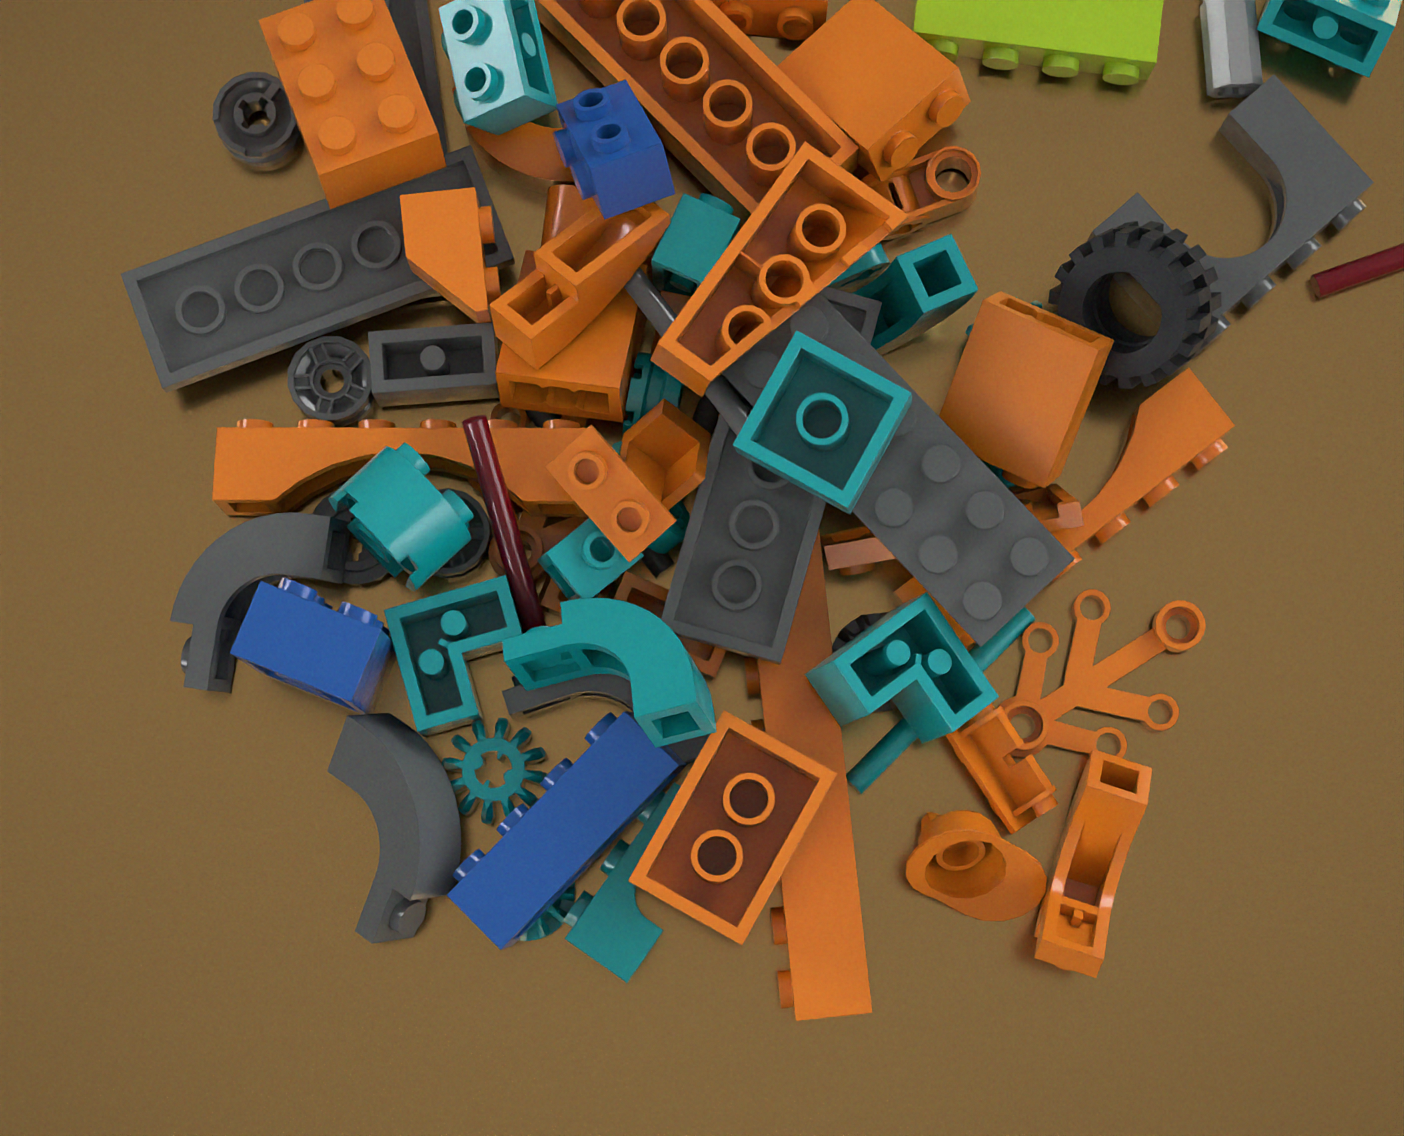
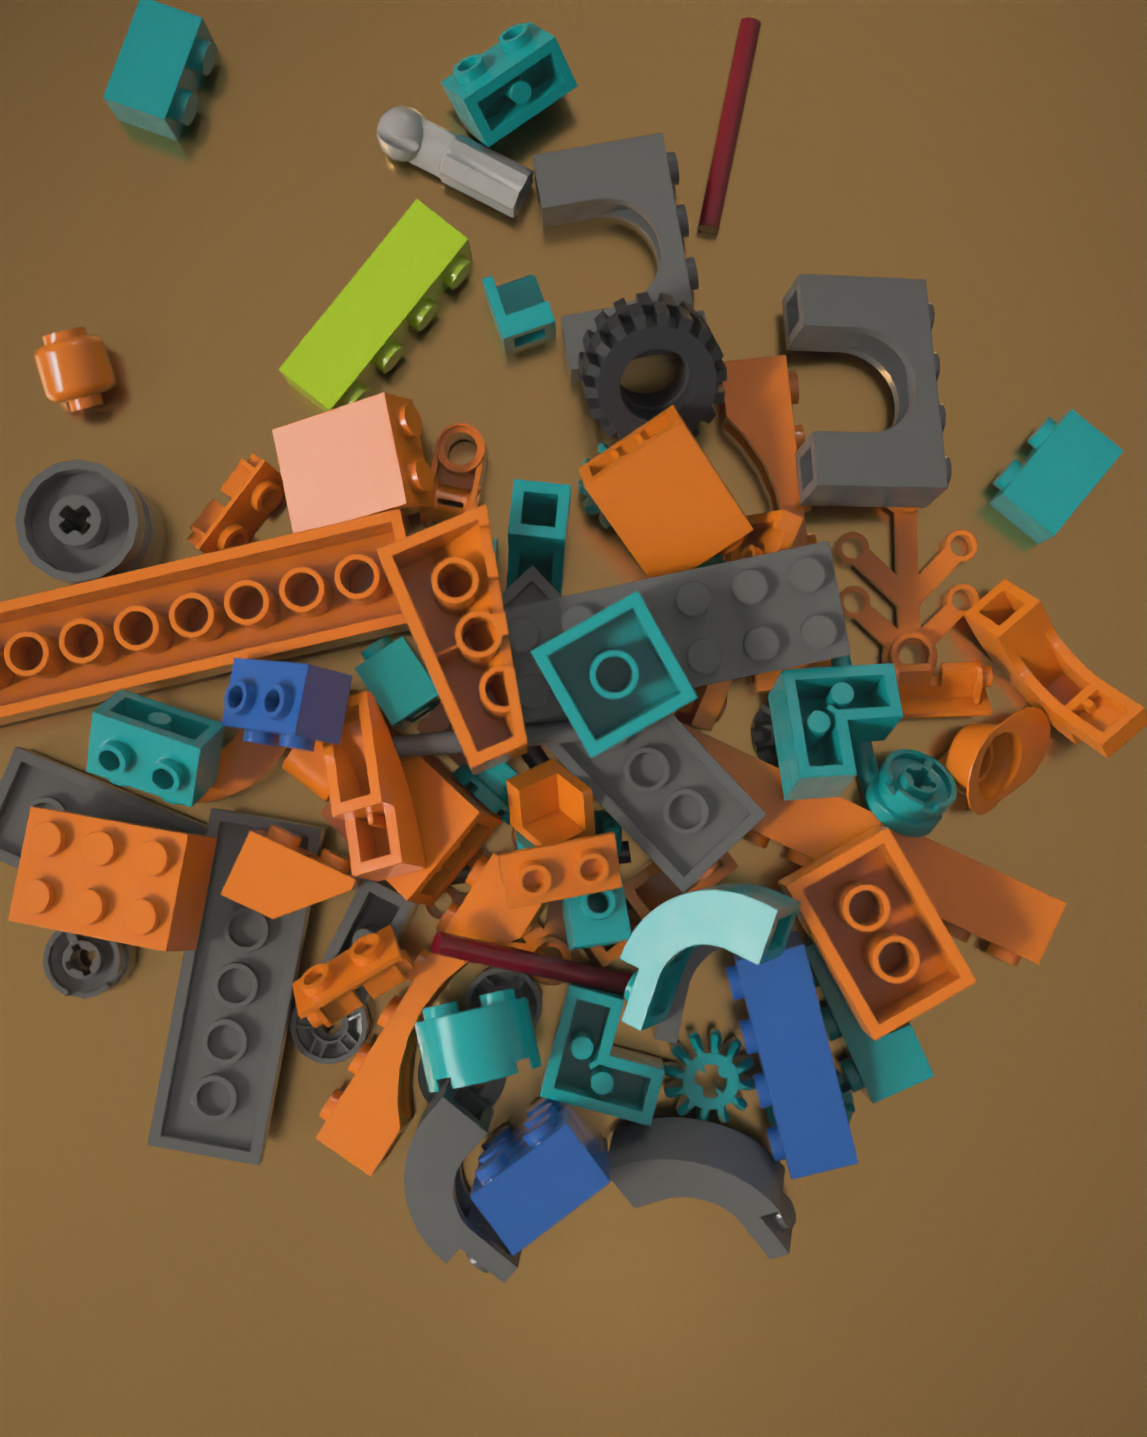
camera: 55 degrees left, 5 degrees up
(367, 349) = (328, 988): none -> orange hinge
(887, 797) = (911, 792): none -> teal wheel
(1120, 154) = (519, 312): none -> teal panel
(1284, 759) = (1054, 476): none -> teal brick
(1325, 510) = (891, 329): none -> dark grey arch

